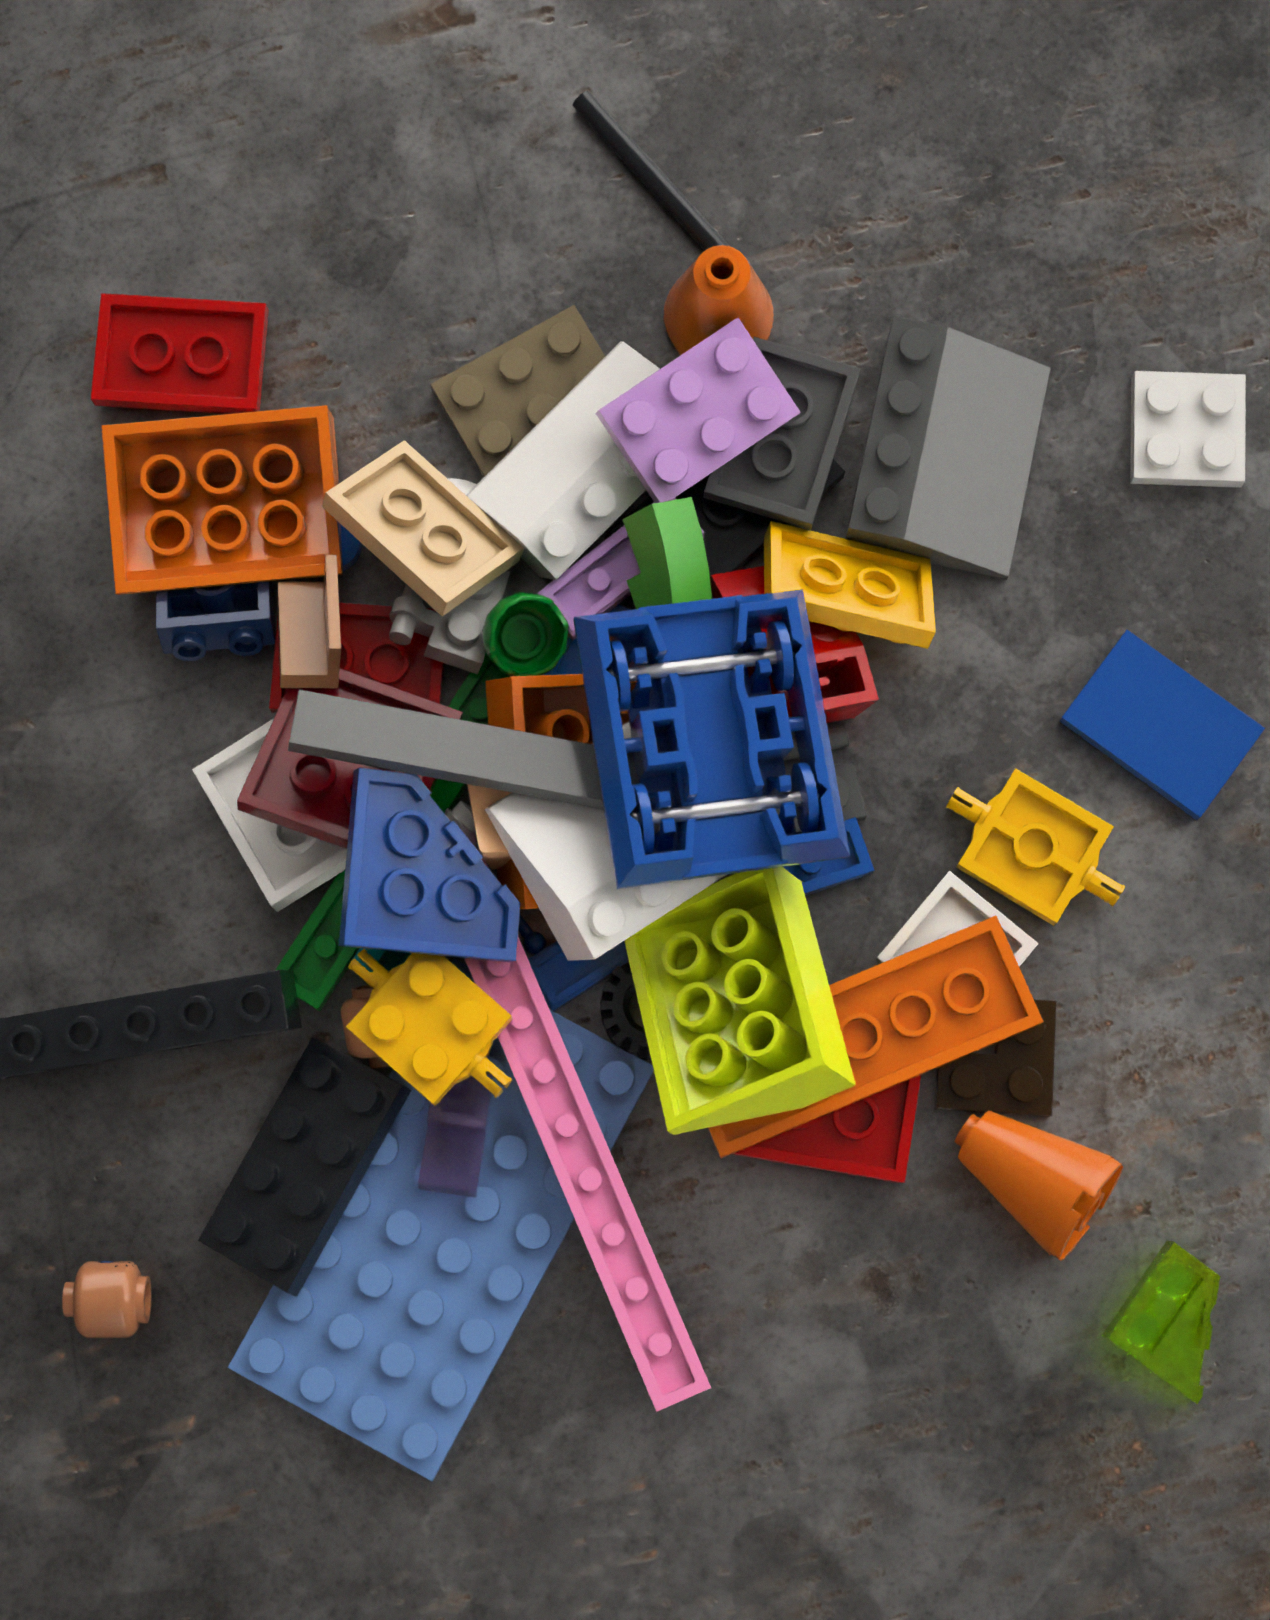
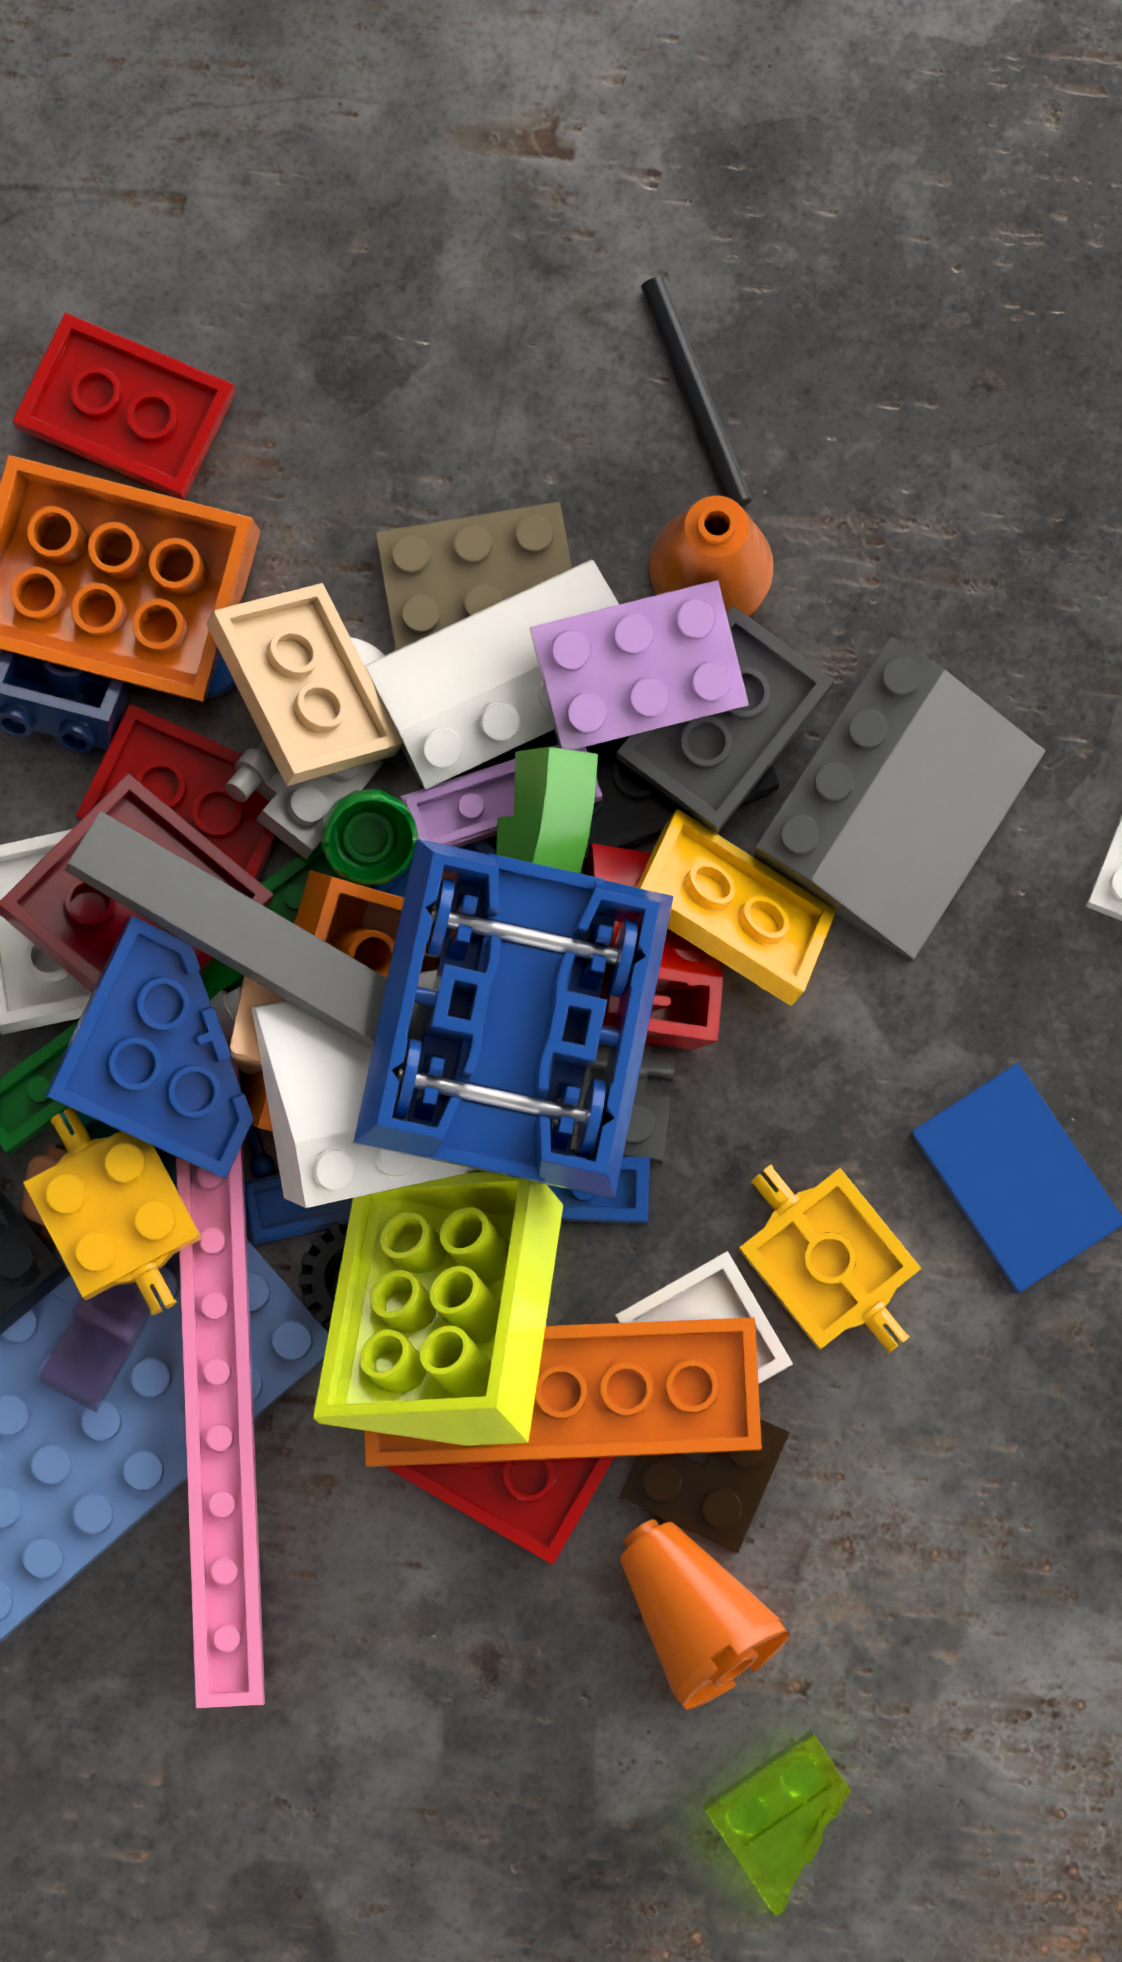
camera: 20 degrees right, 0 degrees up
(310, 631) = (143, 750): medium nougat panel -> none

